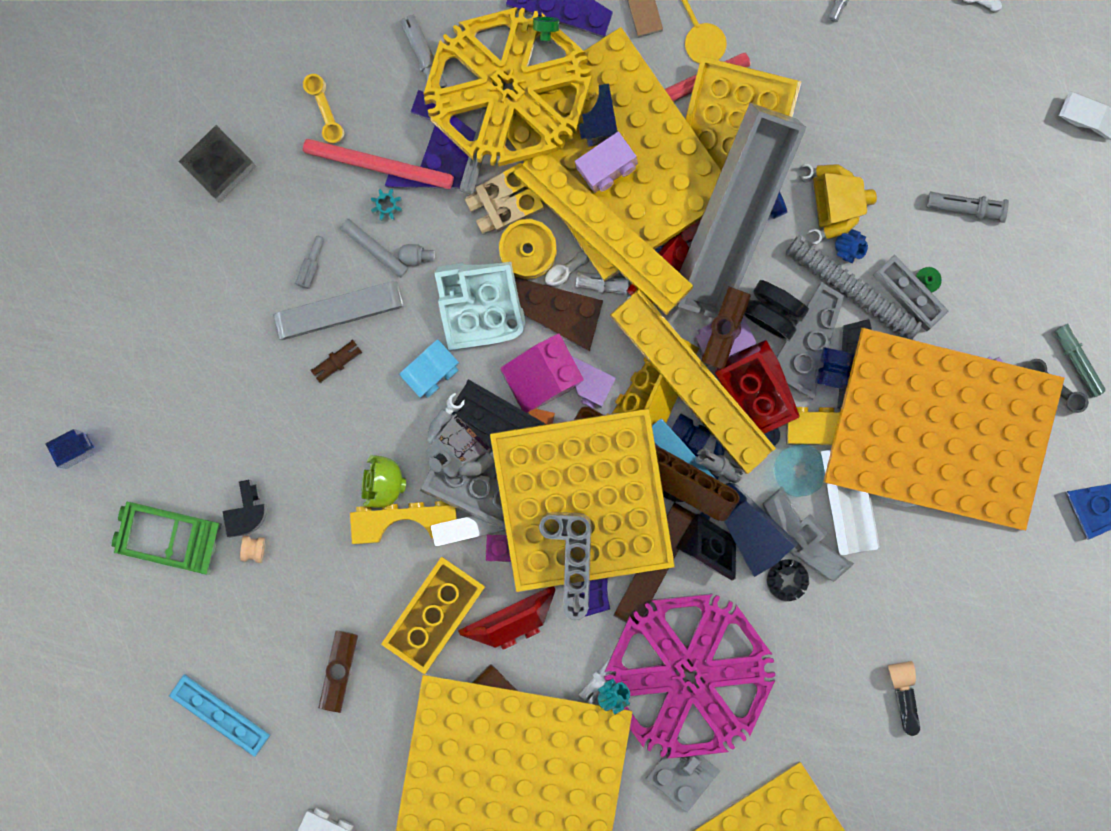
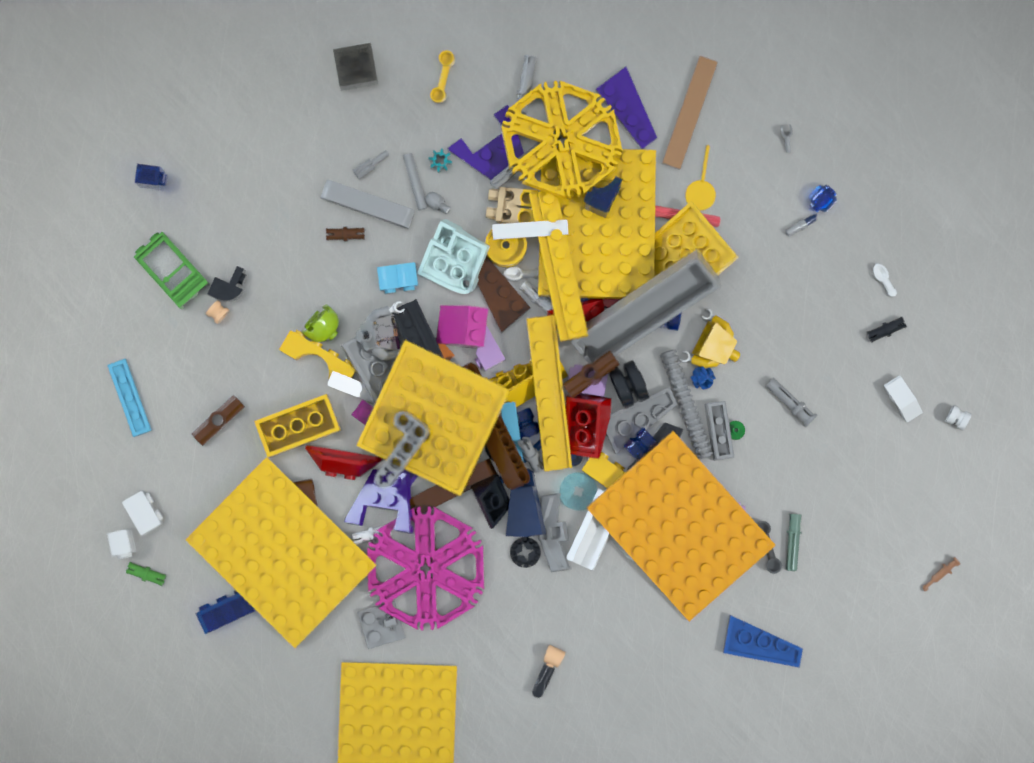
camera: 35 degrees right, 0 degrees up
(378, 163) = (452, 132): coral axle -> none
(541, 213) = (528, 229): none -> white sticker
(545, 26) = (609, 119): green tile -> none
(599, 622) = (390, 498): none -> wing
(606, 163) = (588, 226): lavender brick -> none
(614, 696) = (371, 548): teal gear -> none
(1018, 50) = (886, 329): none -> black pin

